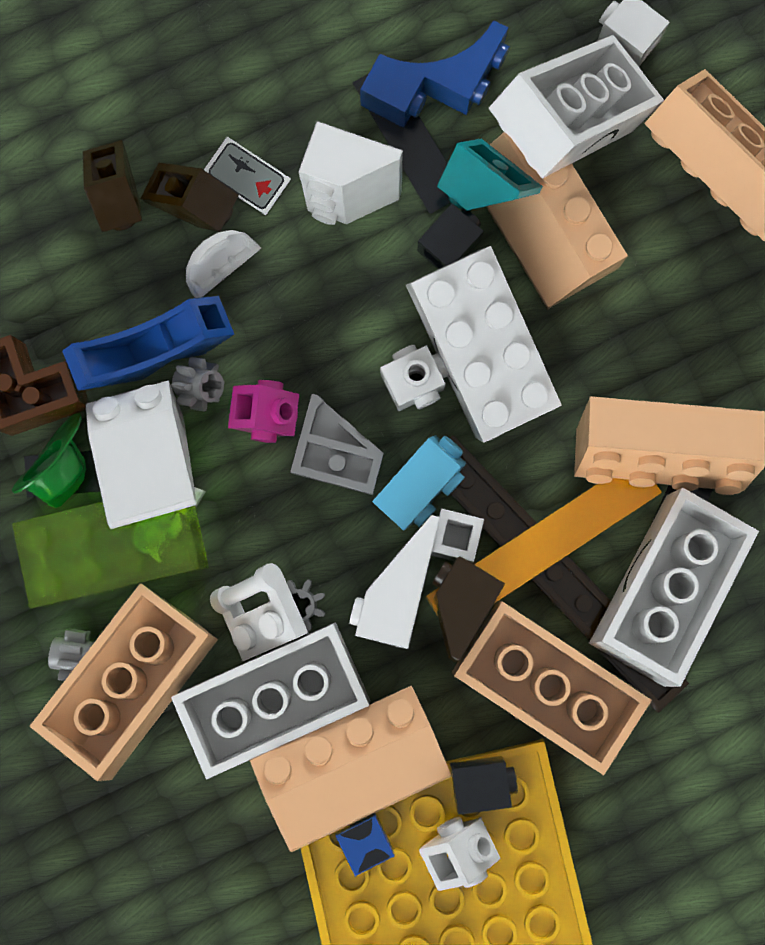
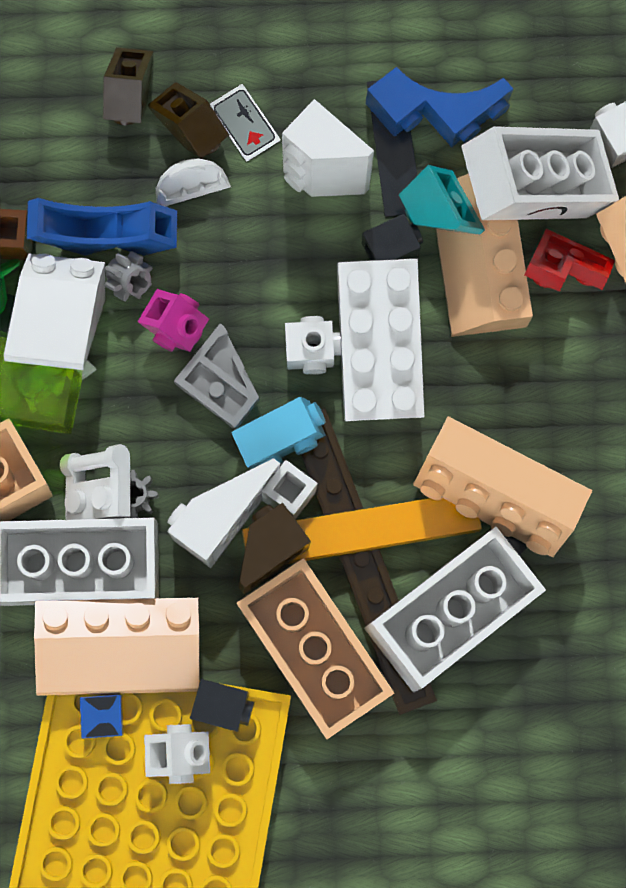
camera: 15 degrees right, 5 degrees down
(628, 184) = (560, 256): none -> red plate

